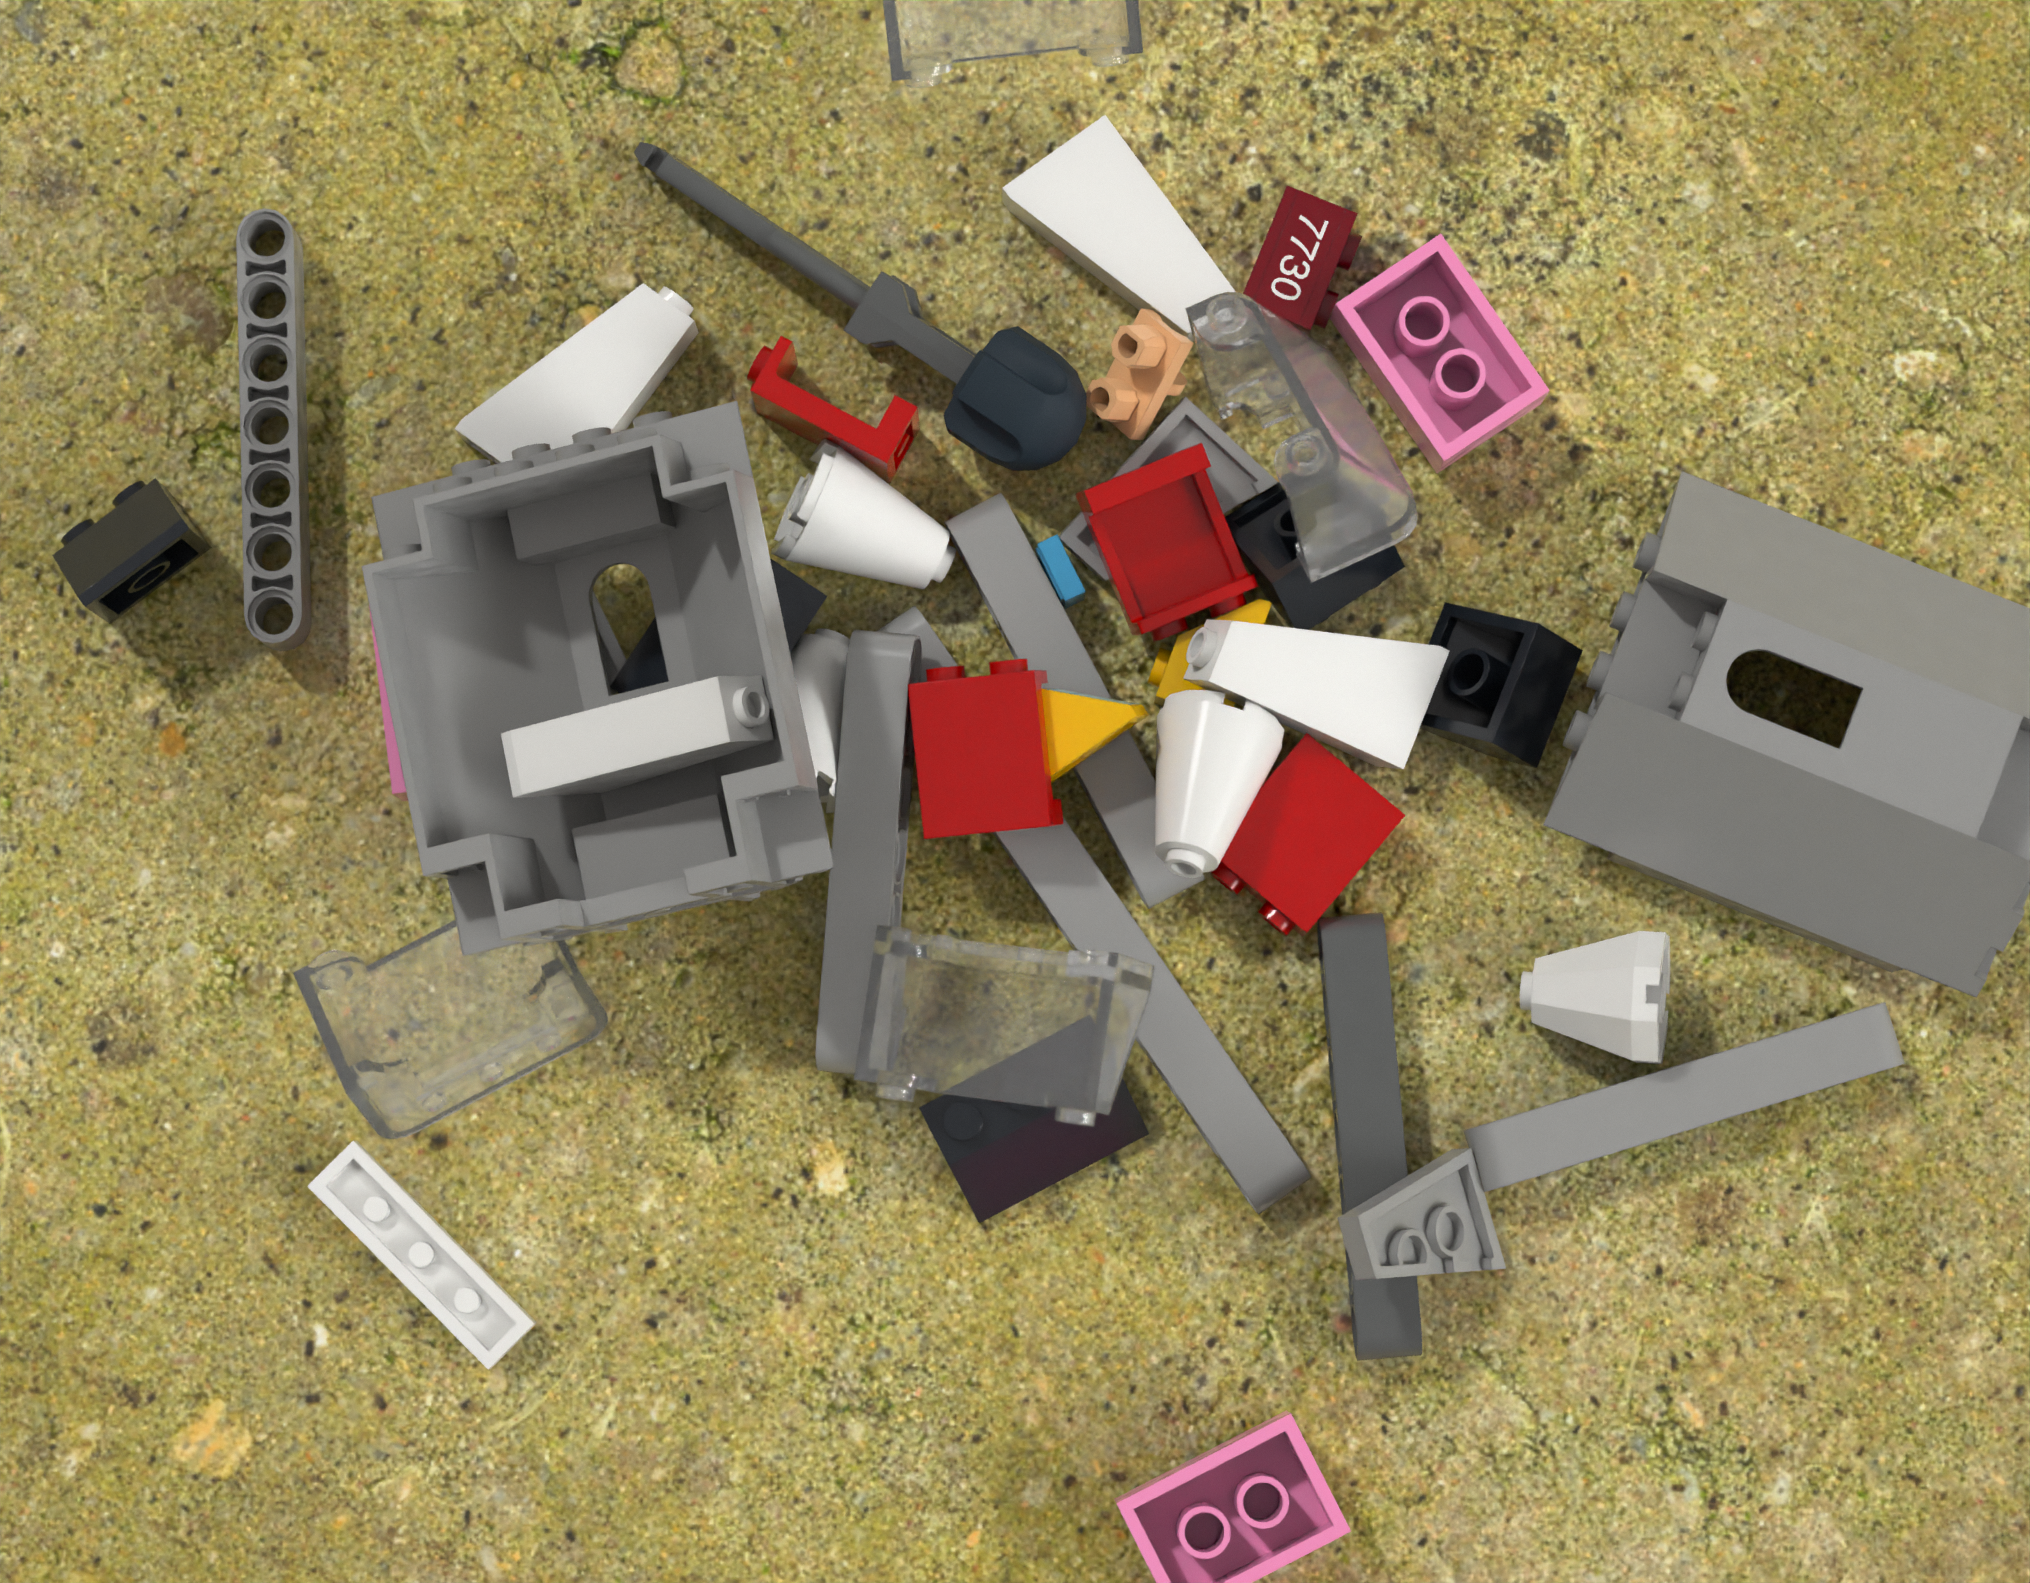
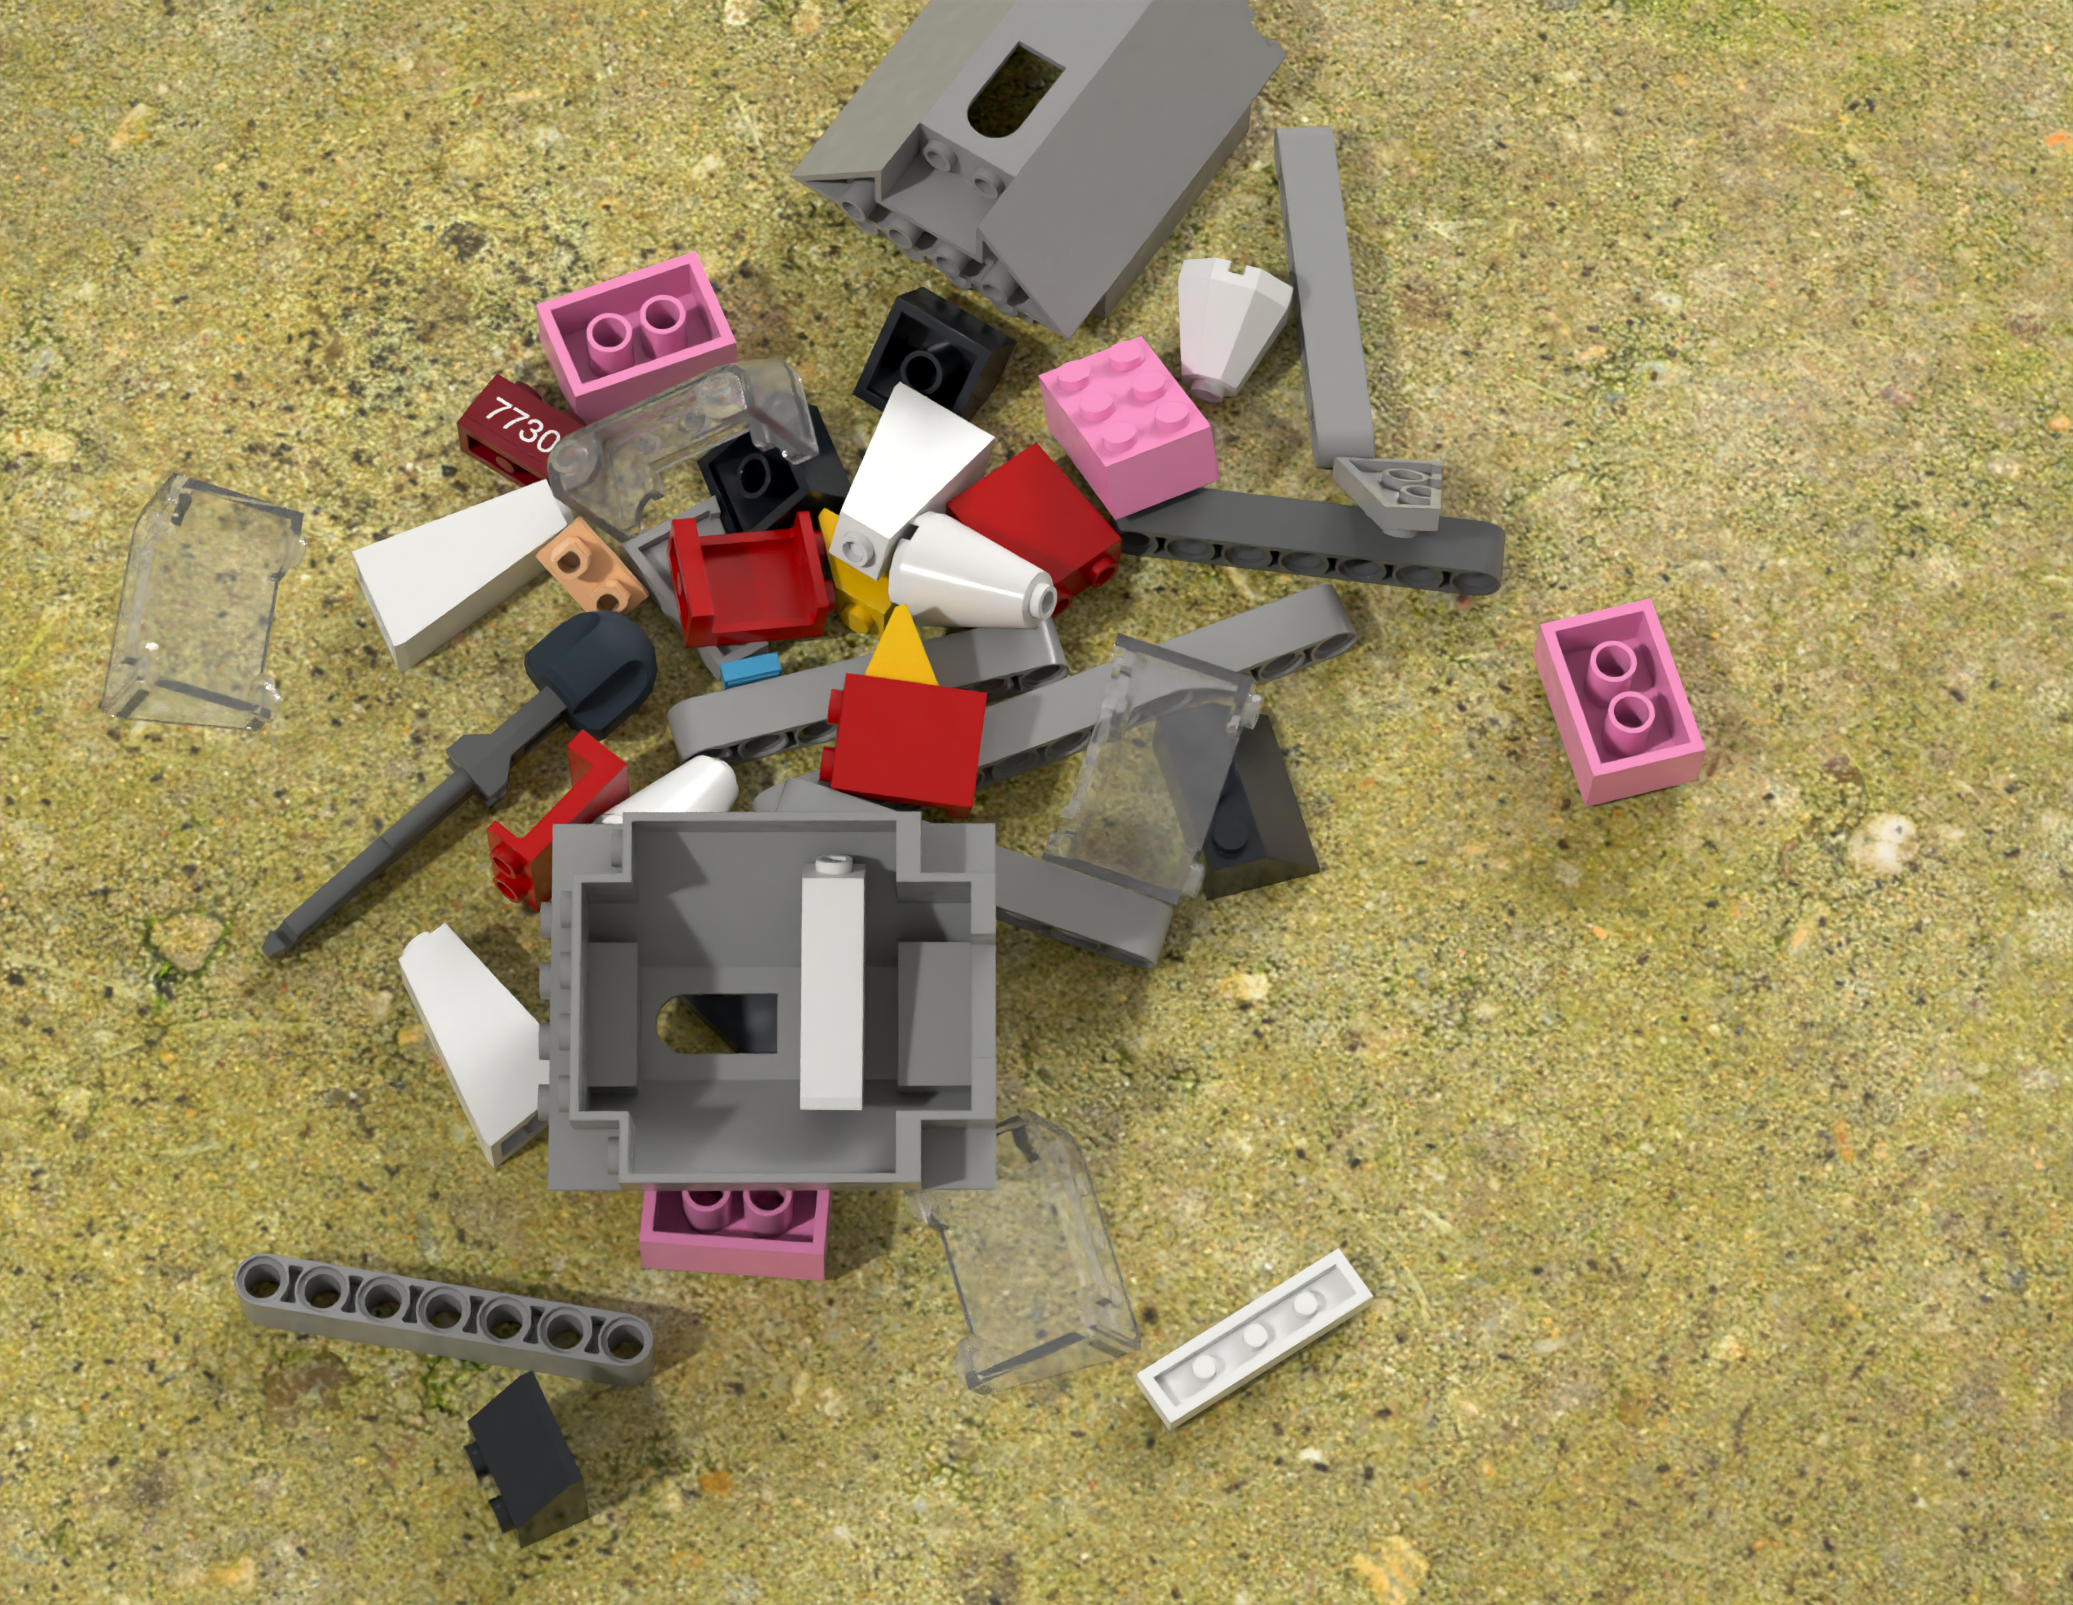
camera: 80 degrees left, 20 degrees down
(1442, 913) = (1129, 427): none -> bright pink brick

